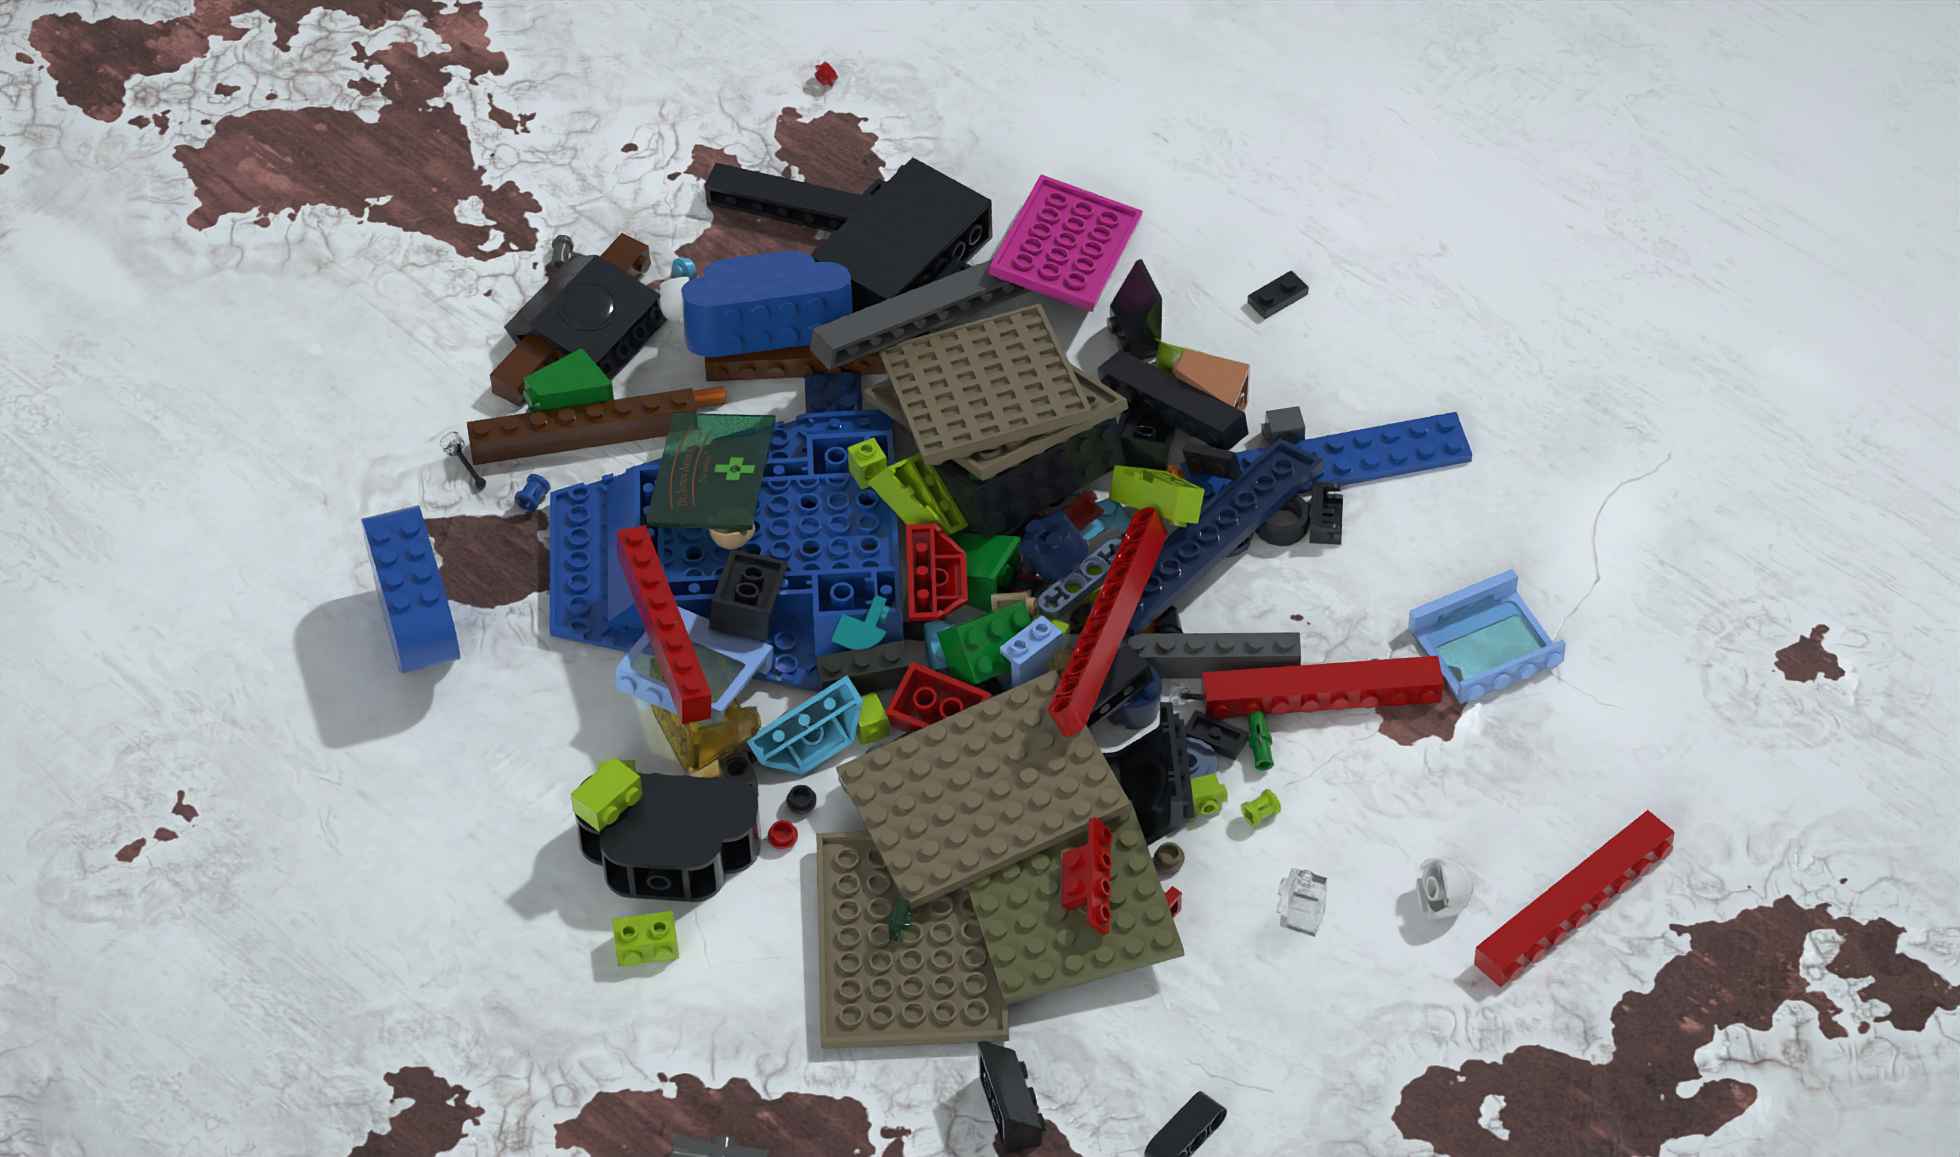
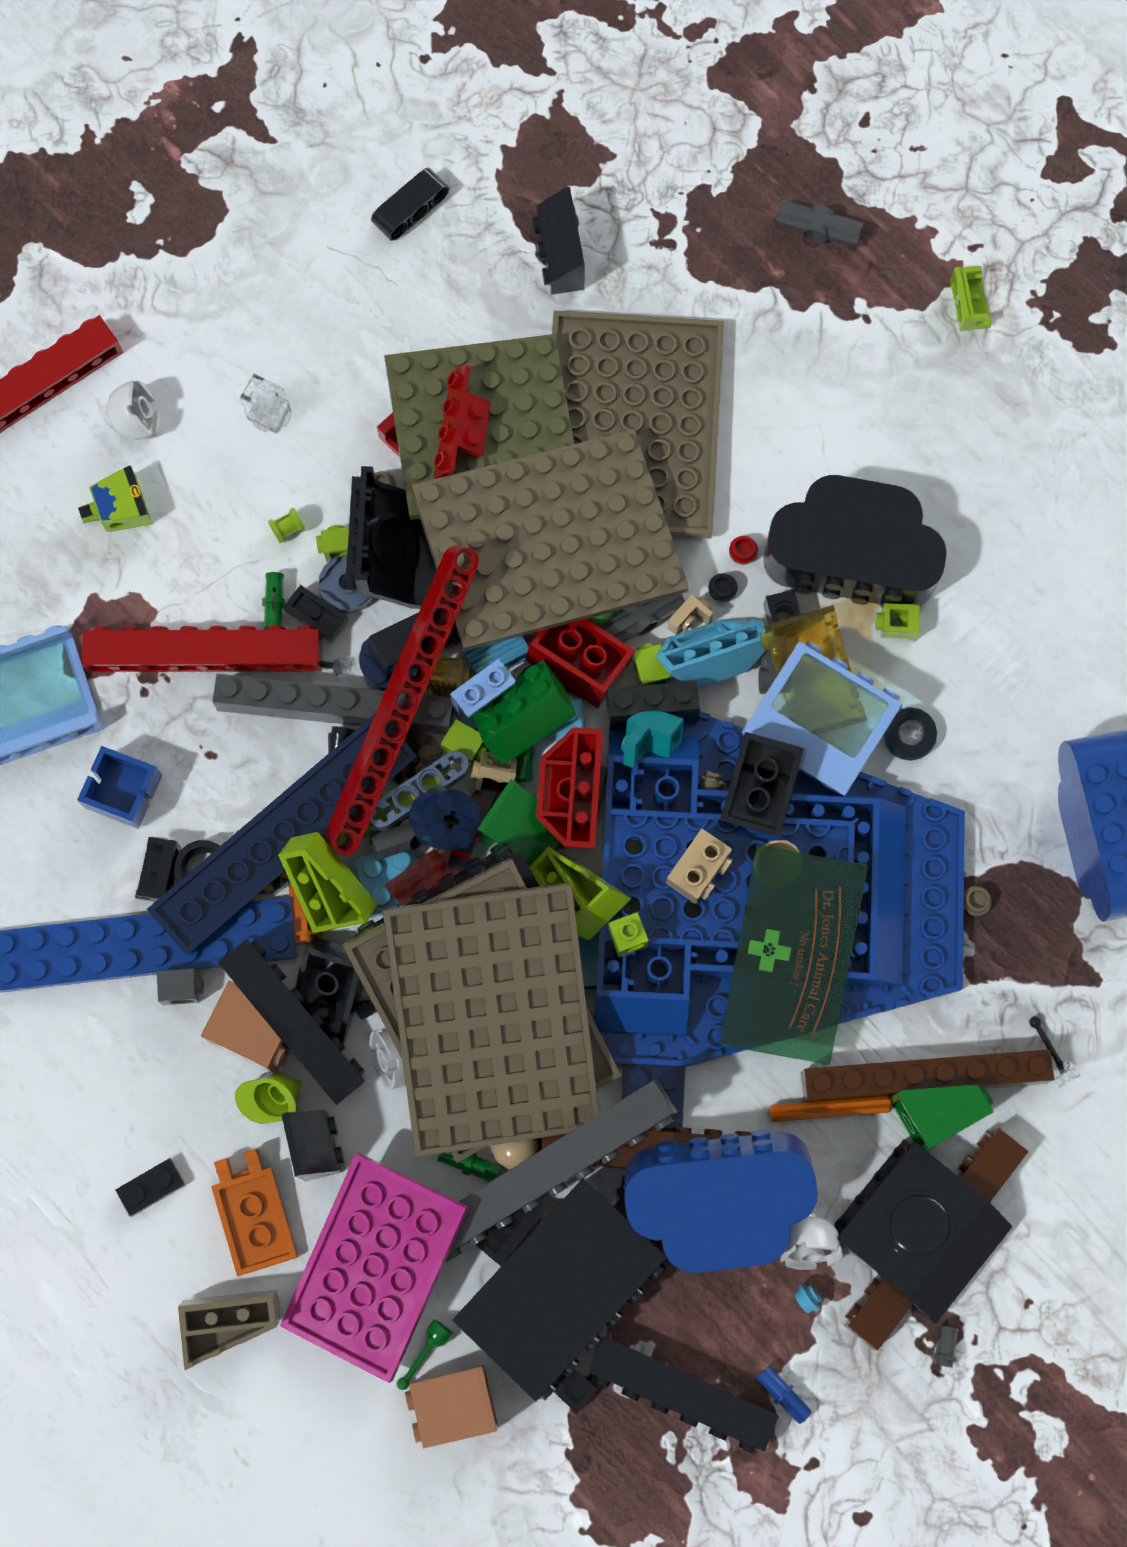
camera: 175 degrees left, 25 degrees up
(532, 492) = (981, 995): blue bush -> none
(536, 565) = (977, 901): none -> dark tan plate
(546, 1097) = (970, 298): none -> lime hinge
(604, 705) = (911, 748): none -> black bush
(607, 794) = (915, 542): lime brick -> none
(645, 938) = (878, 446): lime brick -> none
(664, 625) = (854, 741): red brick -> none
(701, 211) = (784, 1394): none -> blue axle
(799, 614) = (711, 781): none -> dark tan plate
(805, 522) = (699, 866): none -> tan brick
(826, 773) = (684, 616): none -> tan bracket
(900, 920) = (641, 418): clear green plate -> none
(984, 166) = (452, 1407): none -> nougat slope
(1008, 216) = (437, 1336): none -> green hinge
(1184, 284) = (252, 1215): none -> orange tile
(1189, 205) = (223, 1322): none -> dark tan wedge
(1211, 461) = (275, 931): black plate -> none
(1375, 564) = (122, 787): none -> blue piece
(1439, 810) = (117, 502): none -> lime torso

